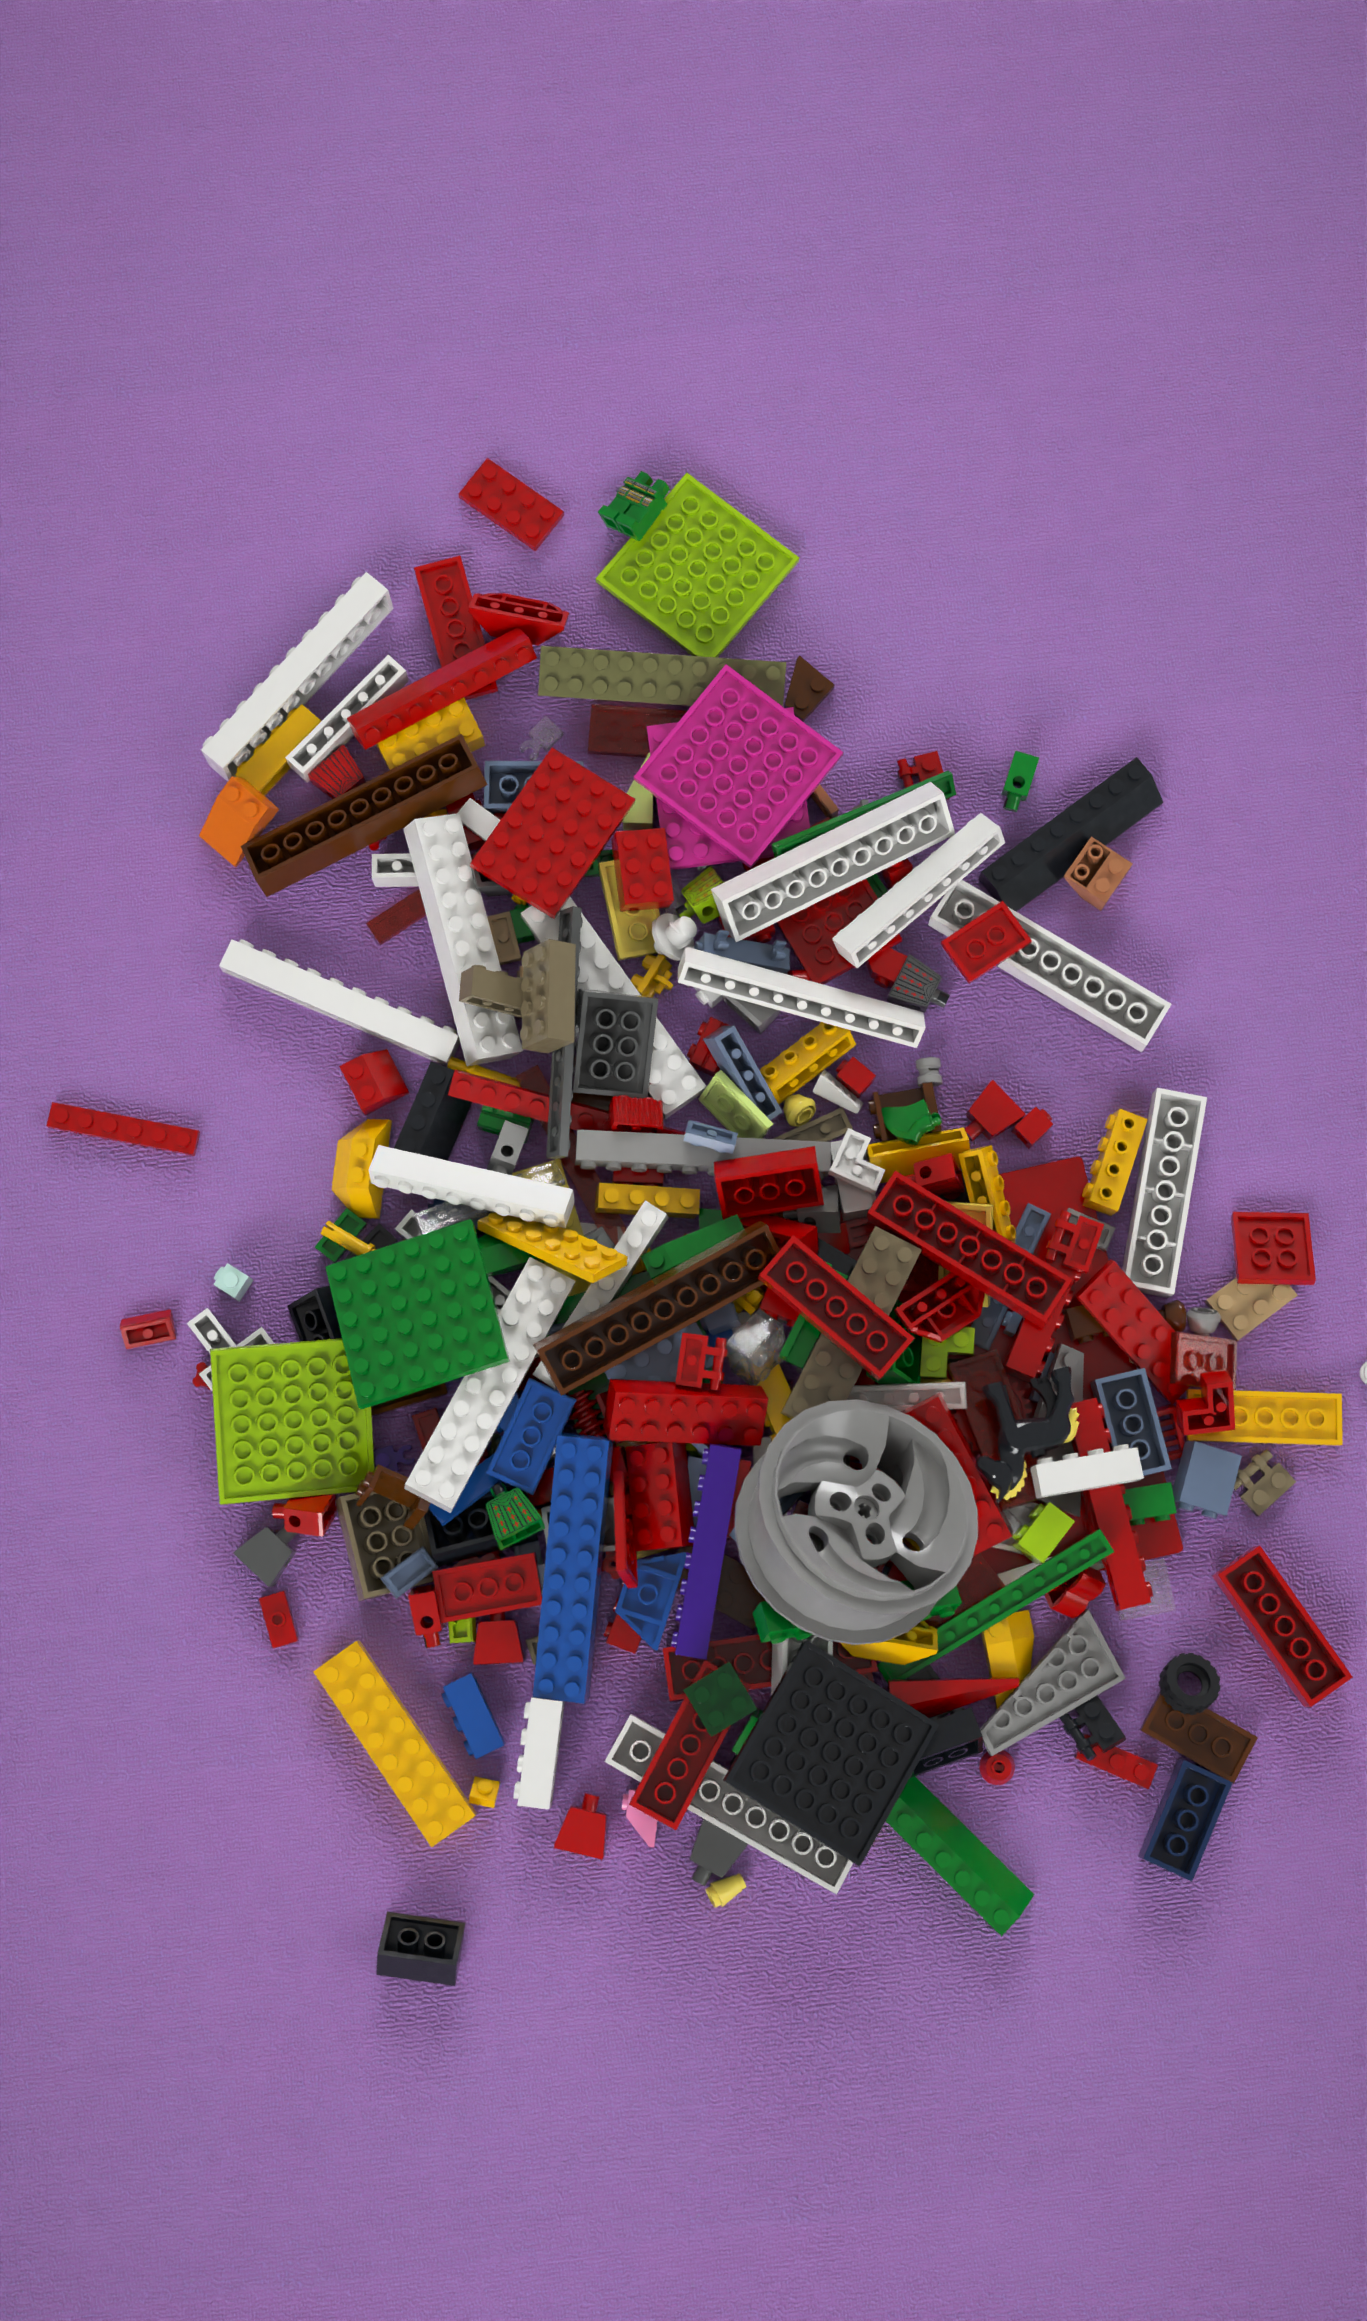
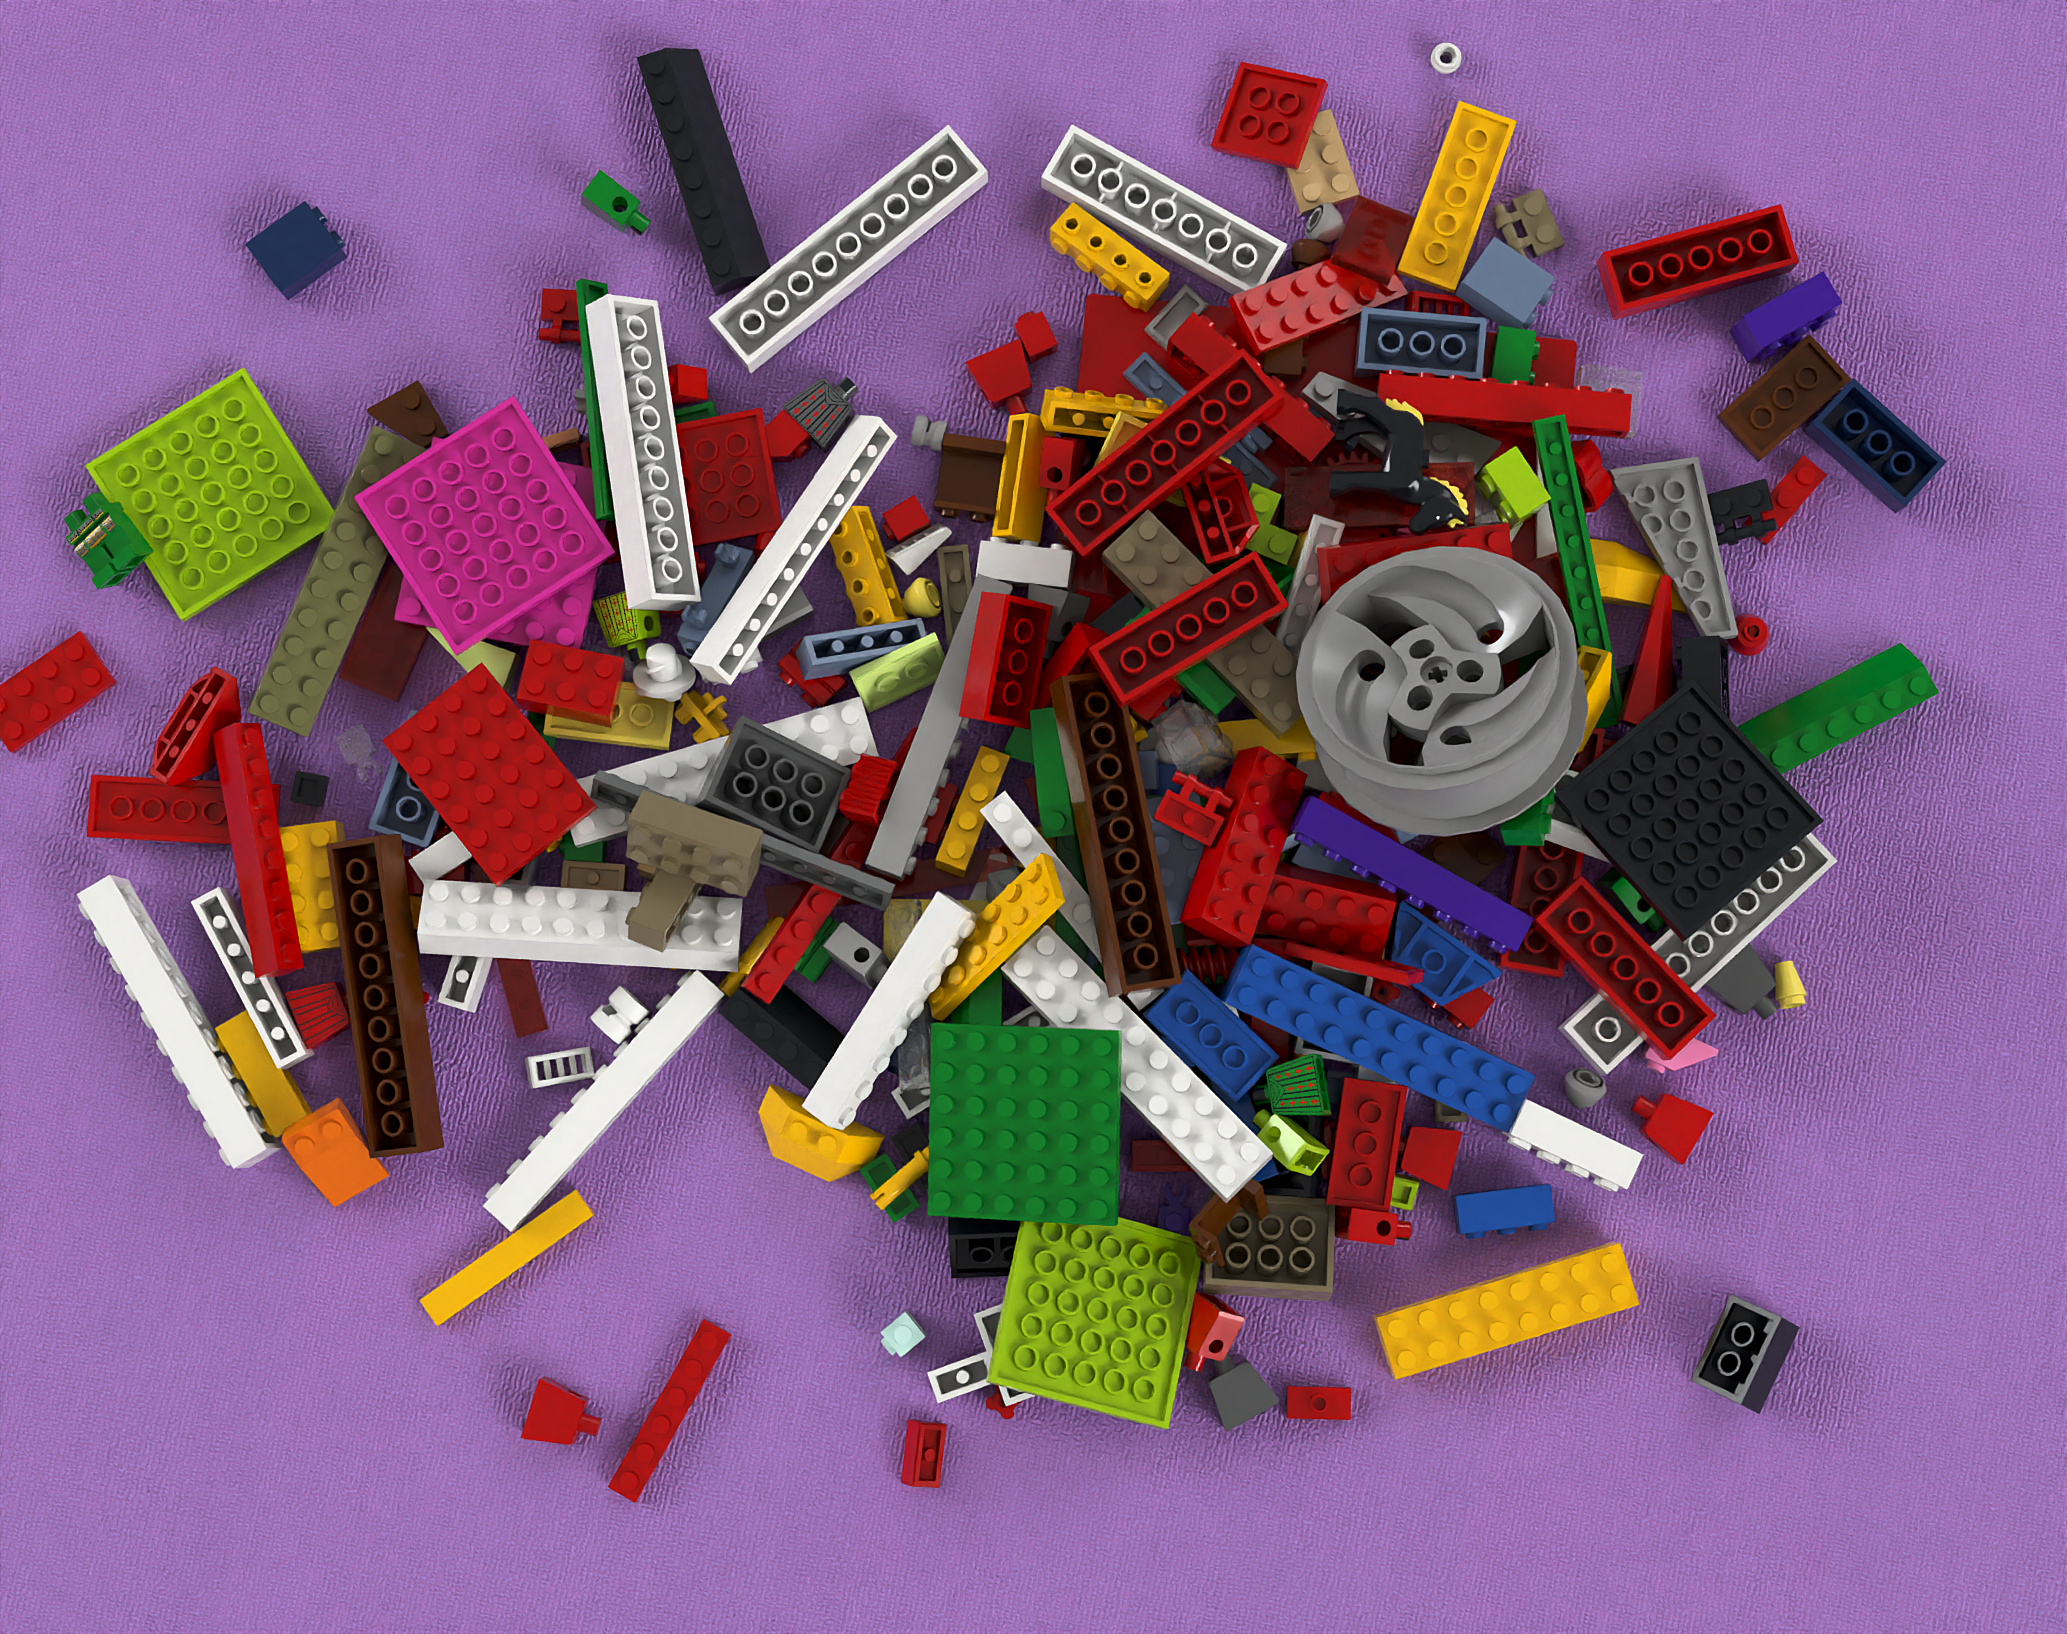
camera: 70 degrees left, 5 degrees up
(94, 1047) = (558, 1414): none -> red torso
(200, 972) = (507, 1257): none -> yellow tile
(343, 944) = (532, 1070): none -> white slope
(374, 1080) = (715, 1088): red slope -> none
(404, 990) = (620, 1014): none -> white wheel
(409, 1572) = (1318, 1231): sand blue tile -> none
(467, 1524) = (1290, 1142): none -> lime torso
(484, 1792) = (1593, 1225): yellow plate -> none
(501, 712) = (309, 789): none -> black plate
(590, 1749) = (1584, 1087): none -> light grey cone
(710, 1136) = (928, 709): sand blue plate -> none
(720, 1699) = (1588, 915): dark green brick -> none
(849, 1164) = (1013, 560): white plate -> none
(901, 565) = (297, 249): none -> dark blue brick
(910, 1121) = (983, 473): green arm -> none
(918, 890) = (711, 366): white brick -> none
(986, 942) = (802, 310): red plate -> none
(1082, 1243) = (1202, 325): red plate -> none
(1086, 1472) = (1465, 412): white brick -> none
(1097, 873) = (760, 154): nougat slope -> none
(1199, 1667) = (1723, 365): black tyre -> none
(1212, 1410) = (1434, 249): red brick -> none
(1262, 1713) = (1786, 318): none -> dark purple brick

